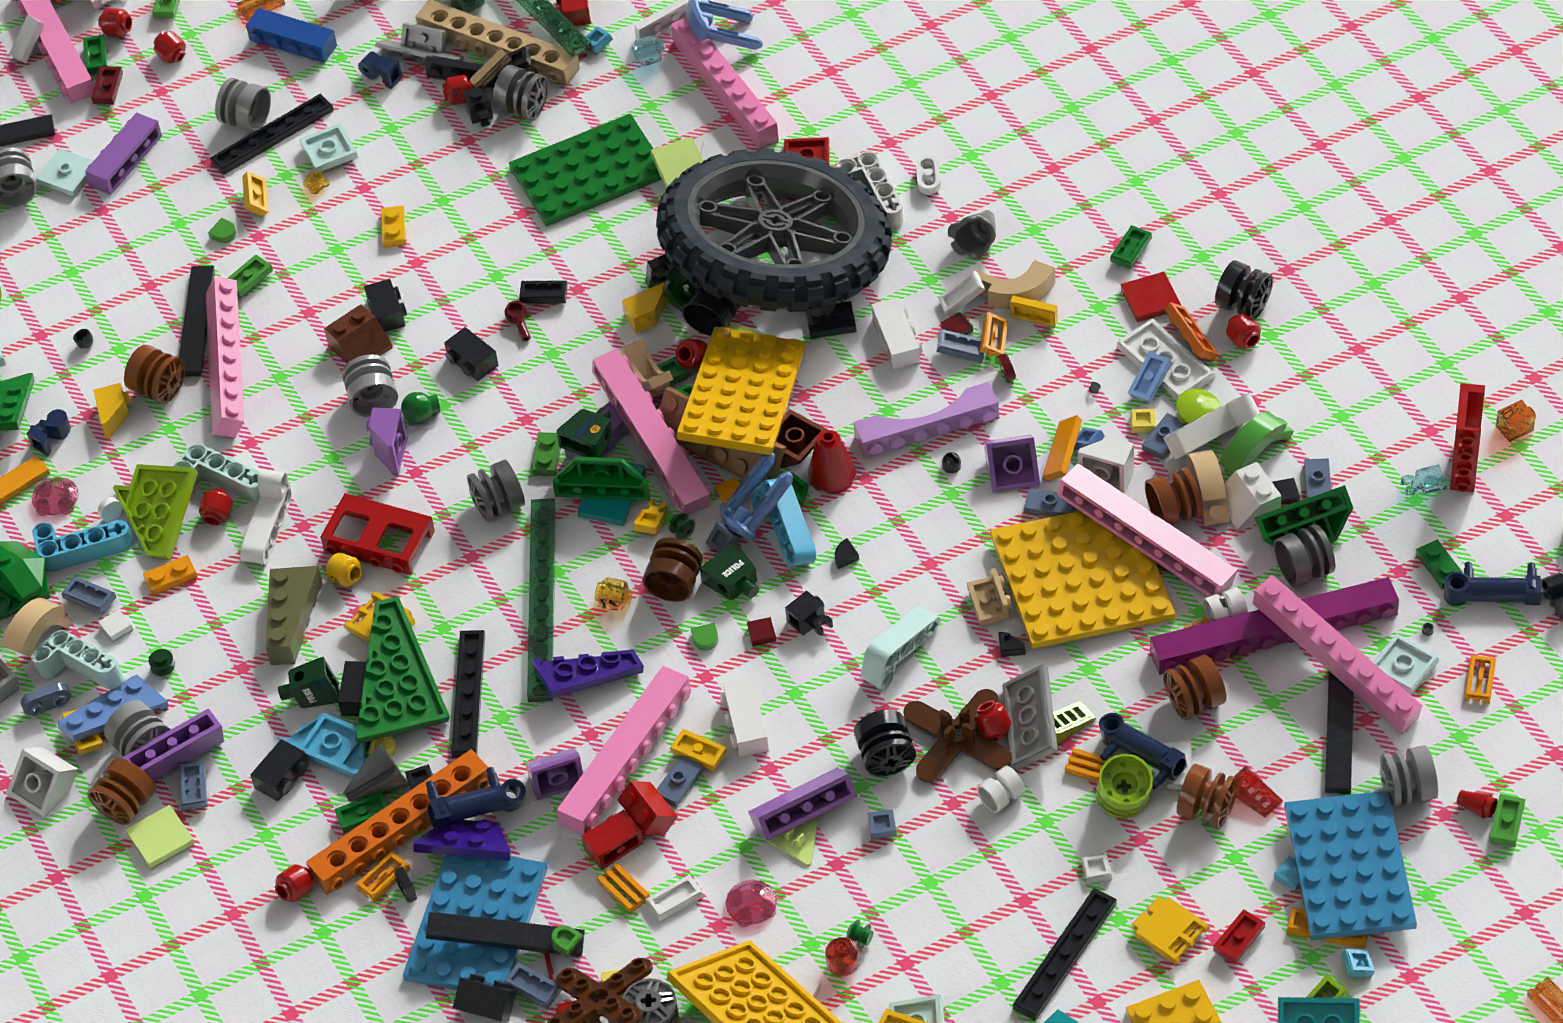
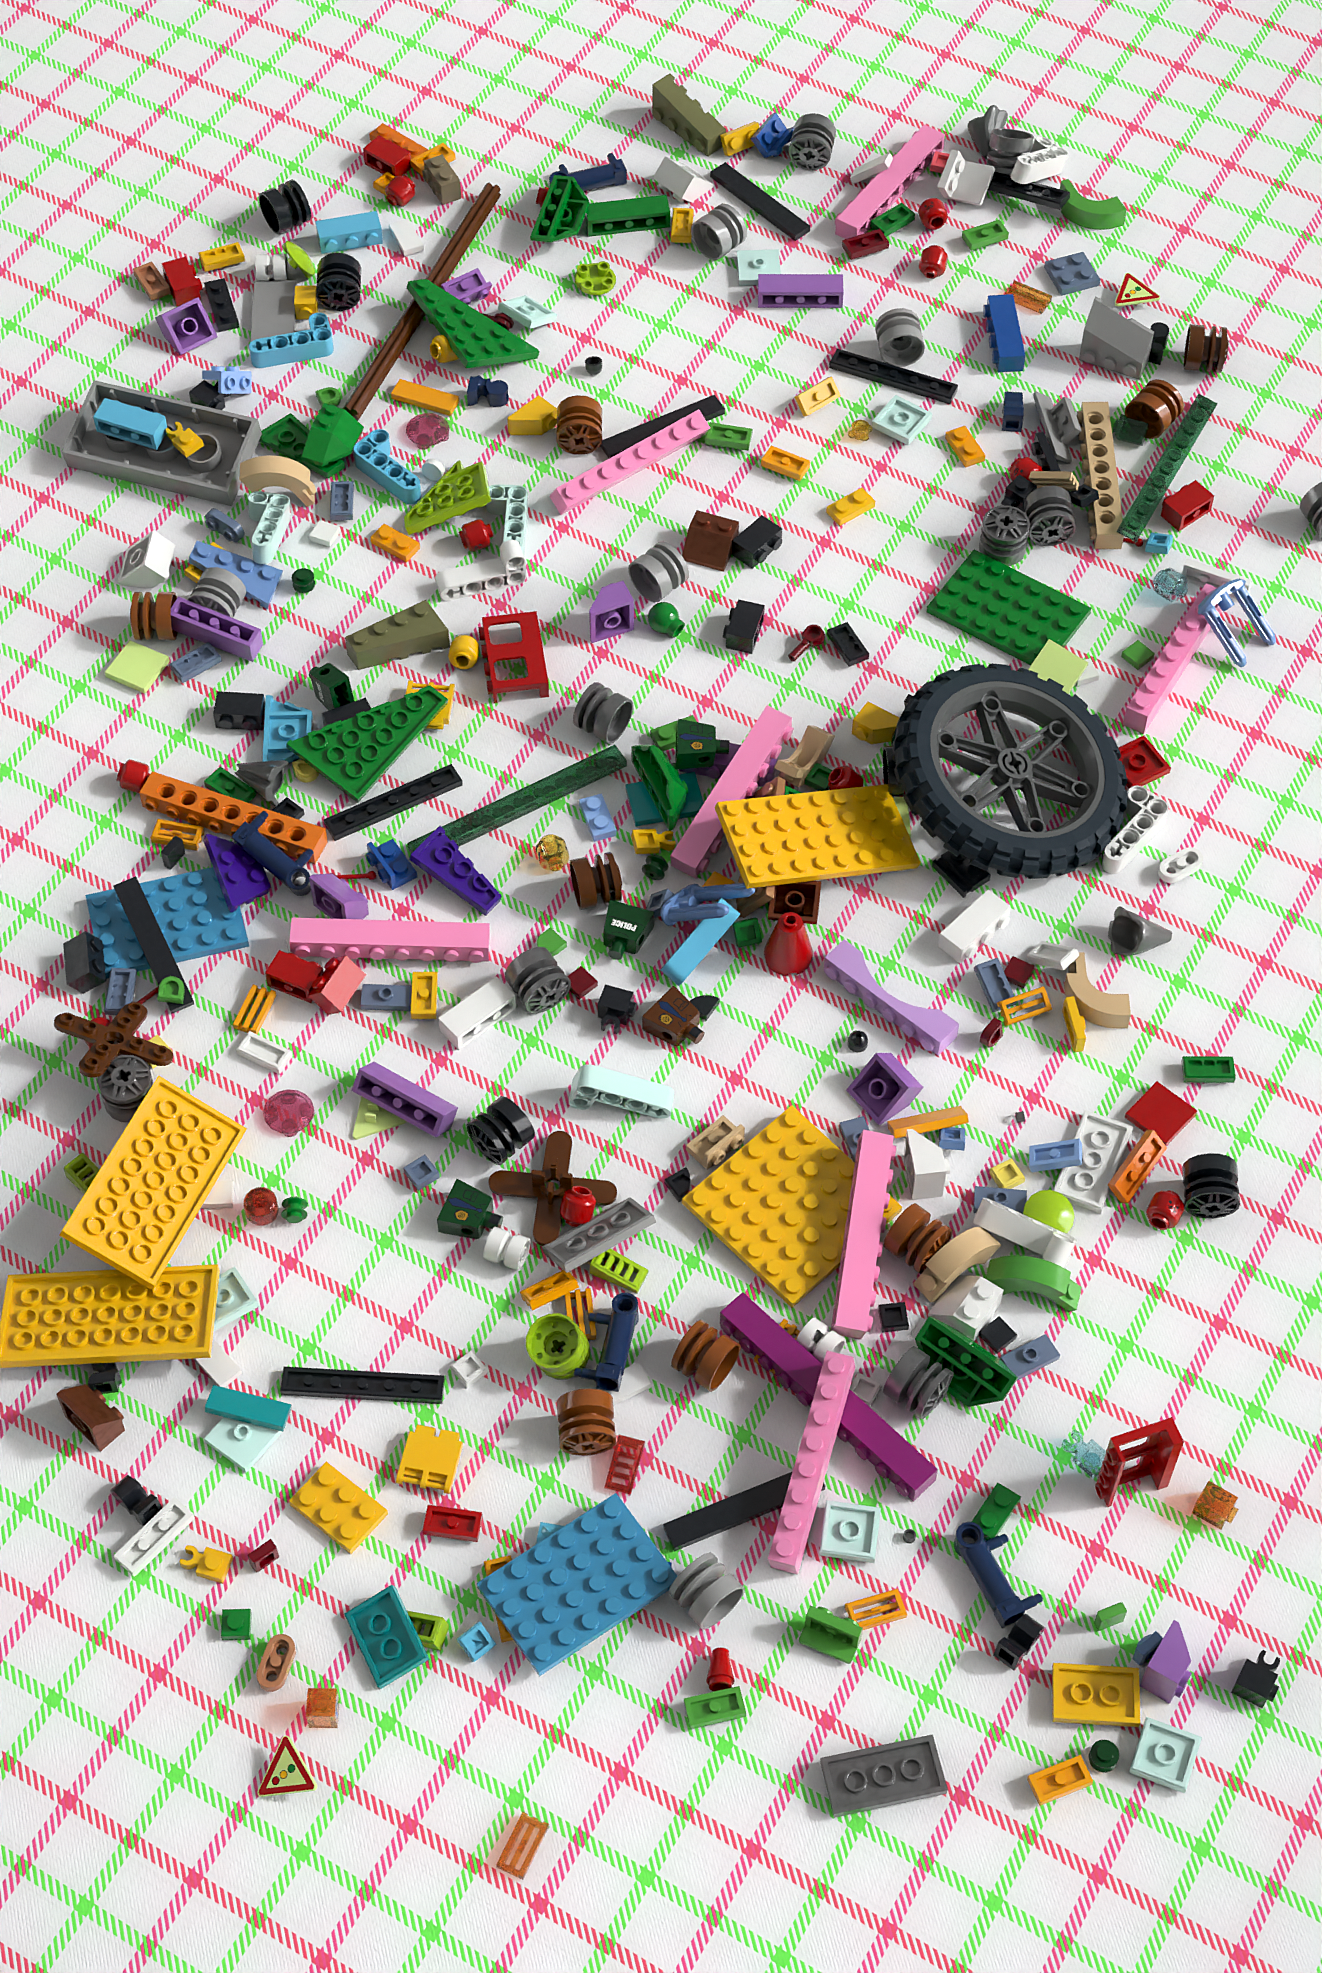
camera: 55 degrees right, 5 degrees up
(223, 231) = (767, 397): bright green tile -> none
(311, 249) = (785, 463): none -> light orange plate
(390, 119) = (965, 446): none -> light orange plate
(515, 131) = (1004, 534): none -> flat silver wheel
(537, 720) = (391, 864): none -> blue bracket
(537, 741) = (371, 875): none -> red hinge
(595, 547) = (597, 817): none -> light blue plate
(699, 106) = (1137, 655): none -> bright green tile
(748, 653) = (537, 980): none -> flat silver wheel
(847, 577) = (673, 1019): none -> reddish brown torso
(944, 805) = (467, 1212): none -> dark green torso
(1061, 775) = (549, 1289): none -> light orange tile
(1228, 551) = (893, 1317): none -> black tile
(1488, 712) = (831, 1634): none -> bright green bracket

